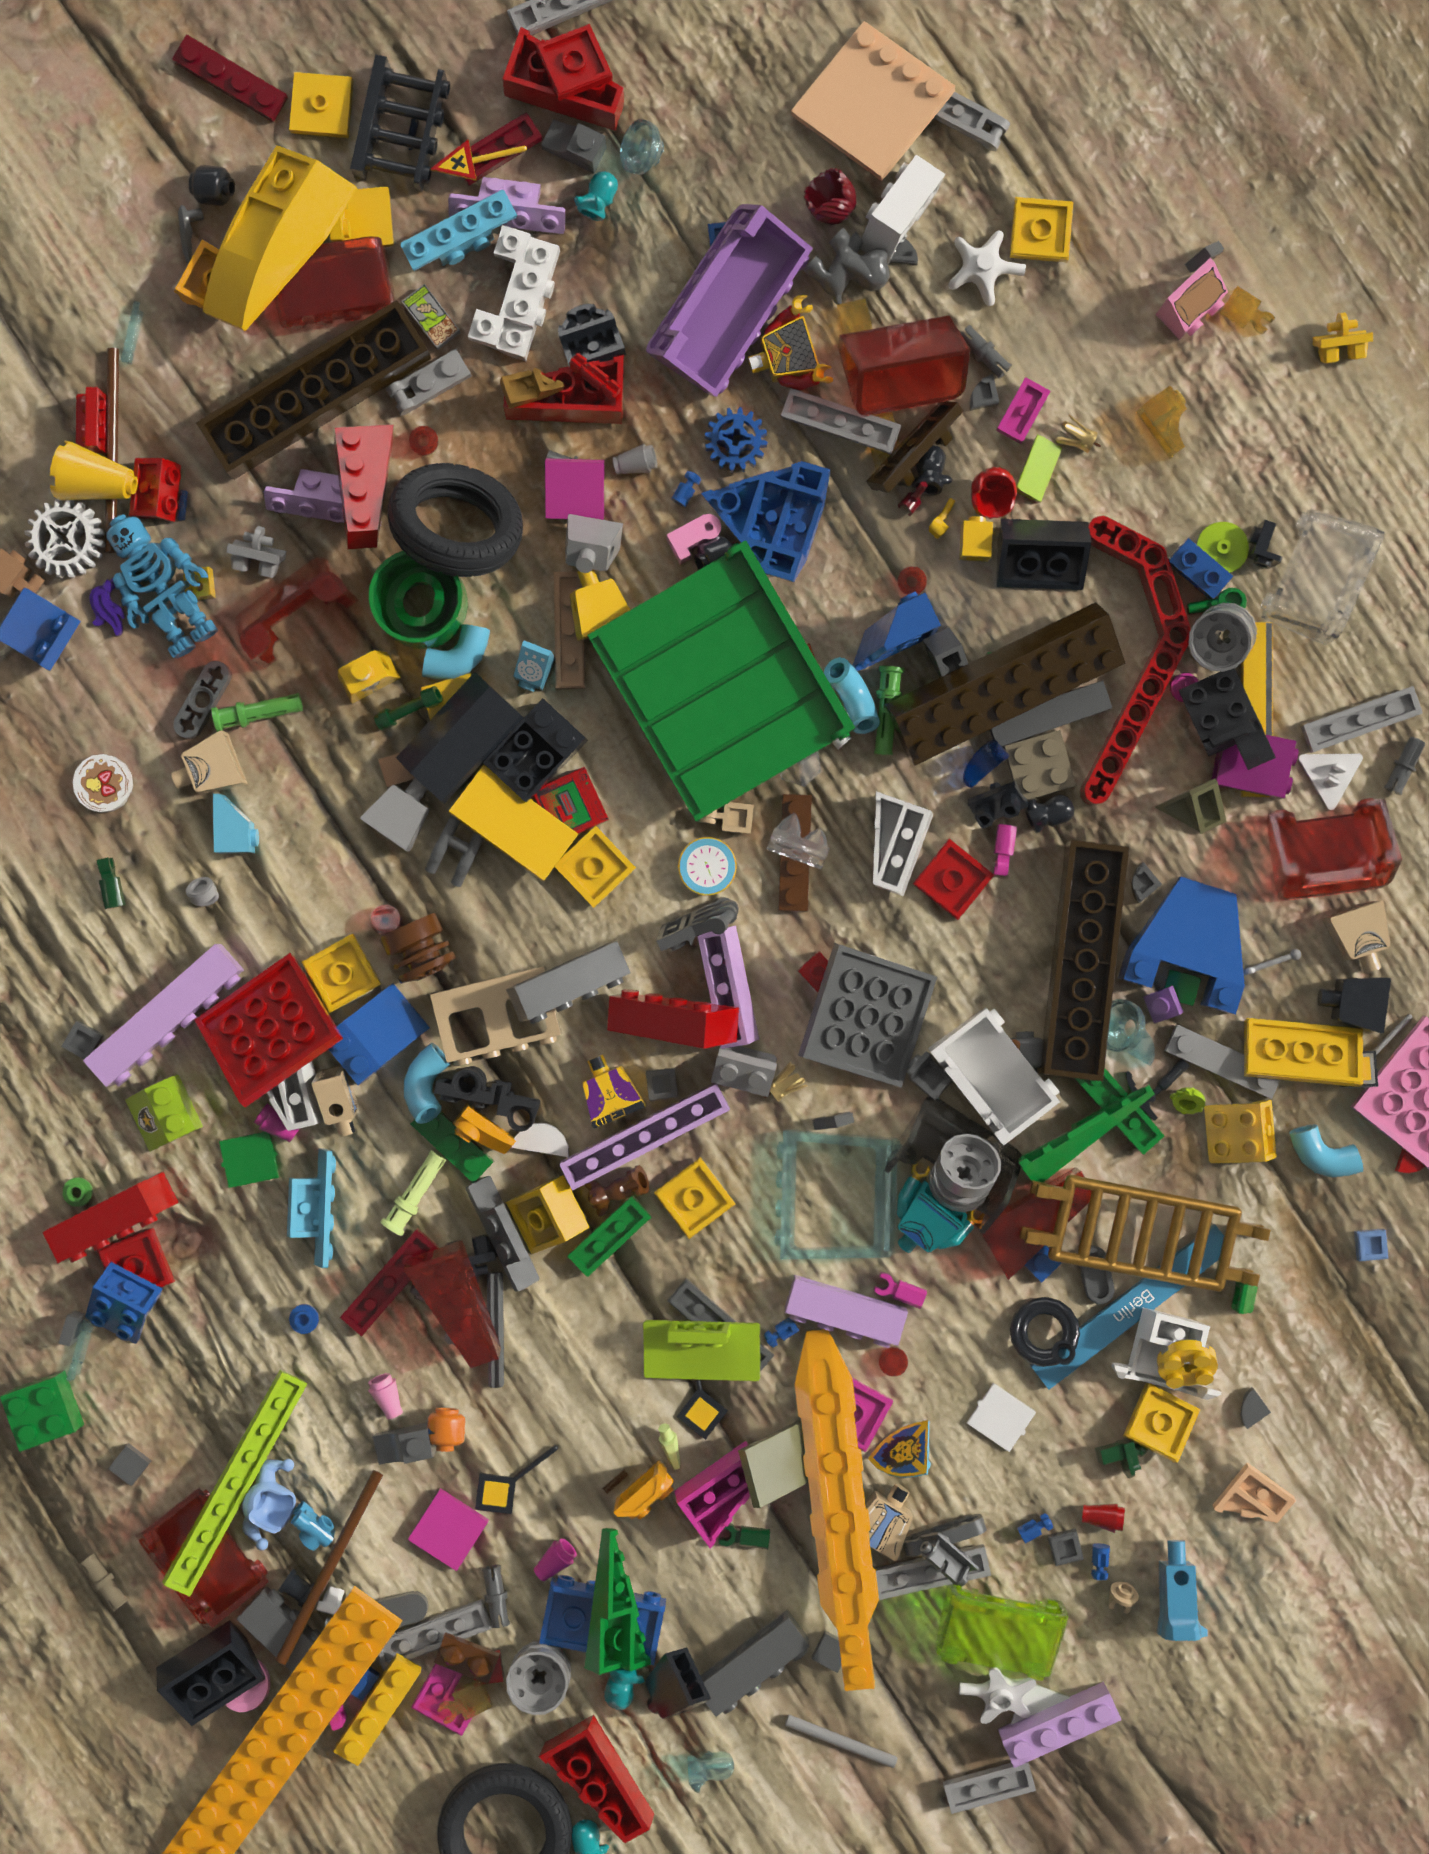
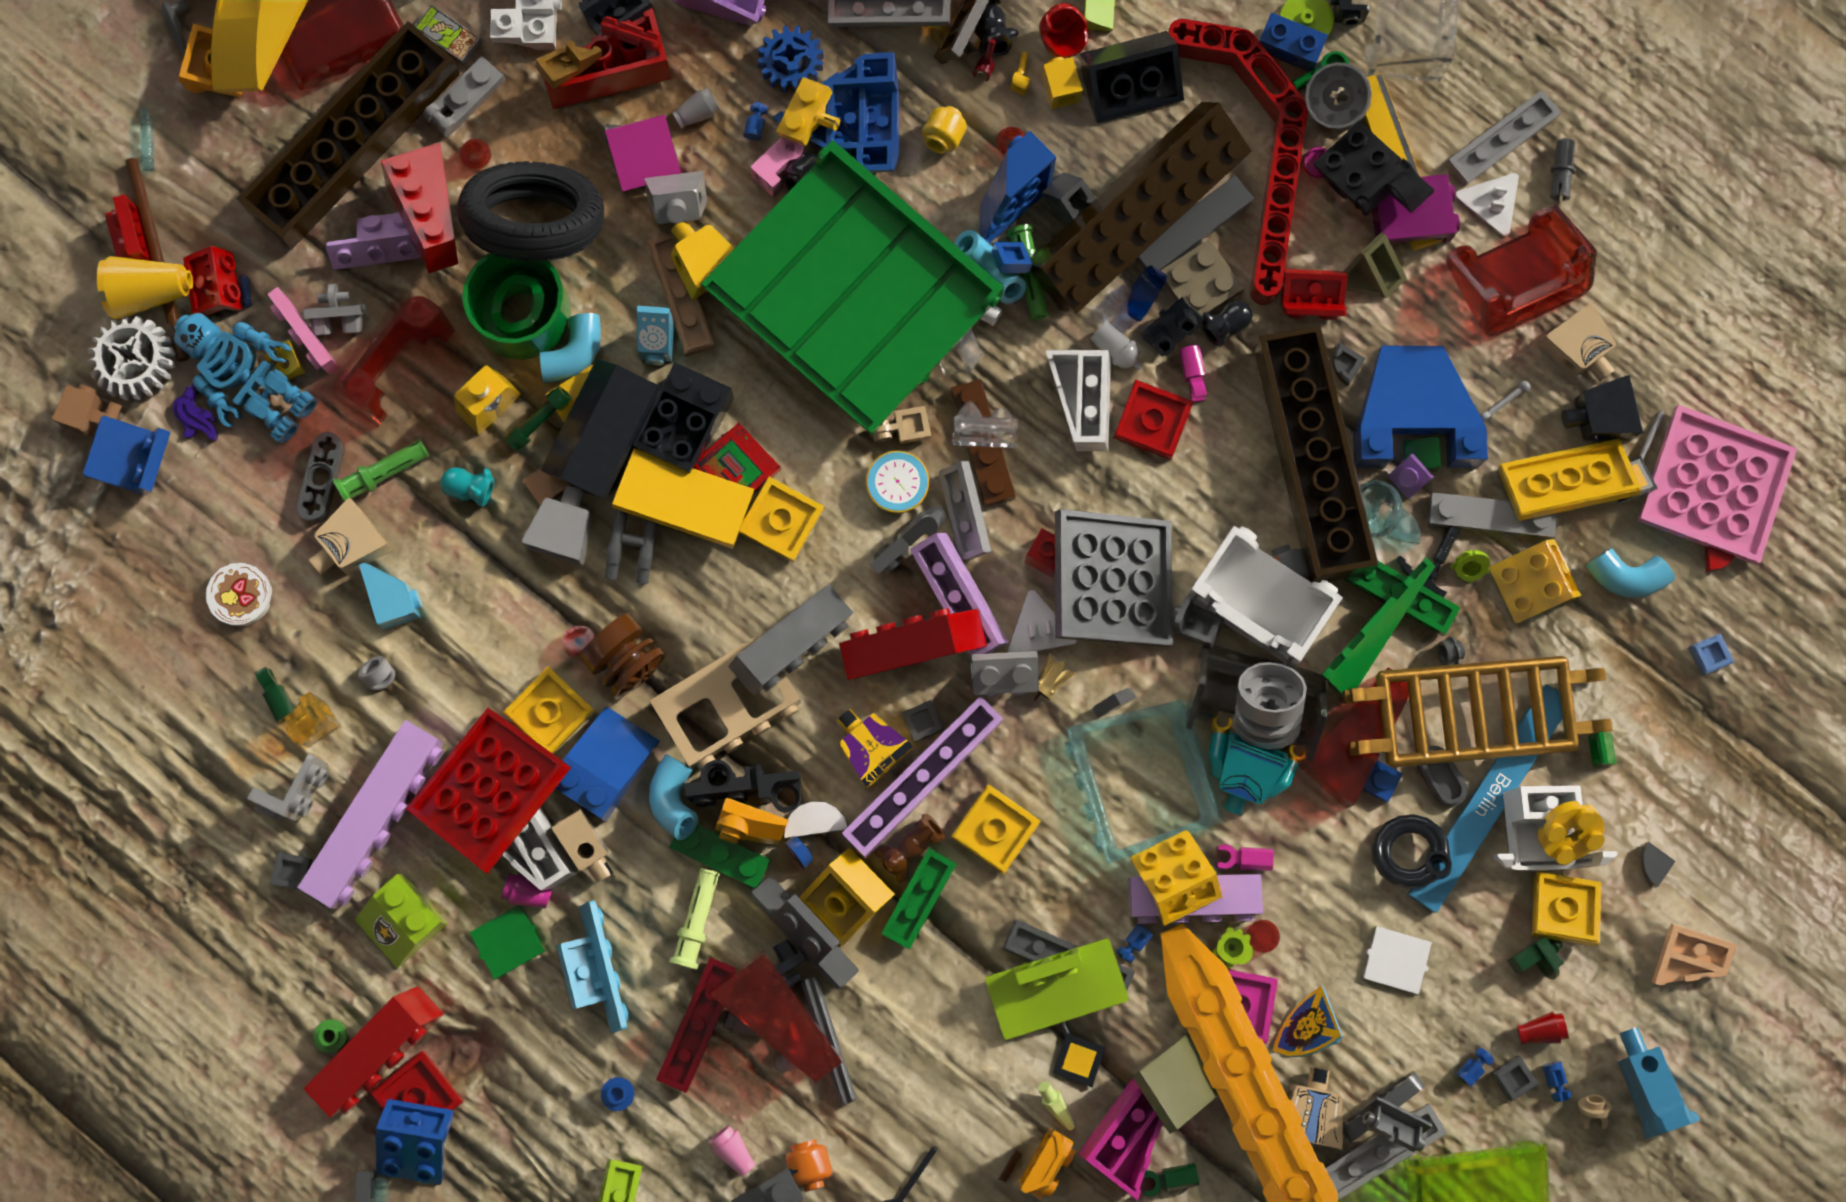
camera: 20 degrees left, 10 degrees down
(81, 982) = (298, 798): none -> light grey bracket
(134, 918) = (311, 721): none -> clear yellow arch
(221, 561) = (302, 332): none -> bright pink plate
(326, 749) = (465, 486): none -> teal animal
(519, 1164) = (799, 852): none -> blue tile
(732, 501) = (807, 112): none -> yellow plate
(758, 911) = (964, 511): none -> light grey plate
(786, 1031) = (1036, 627): none -> white piece
(834, 1292) = (1177, 876): none -> yellow bracket
(854, 552) = (944, 129): none -> yellow head
(868, 1370) = (1242, 949): none -> lime animal
(873, 696) = (1011, 257): none -> blue plate
(942, 804) = (1121, 349): none -> light grey piece
(1136, 812) = (1314, 293): none -> red bracket
(1143, 1170) = (1450, 651): none -> dark grey plate

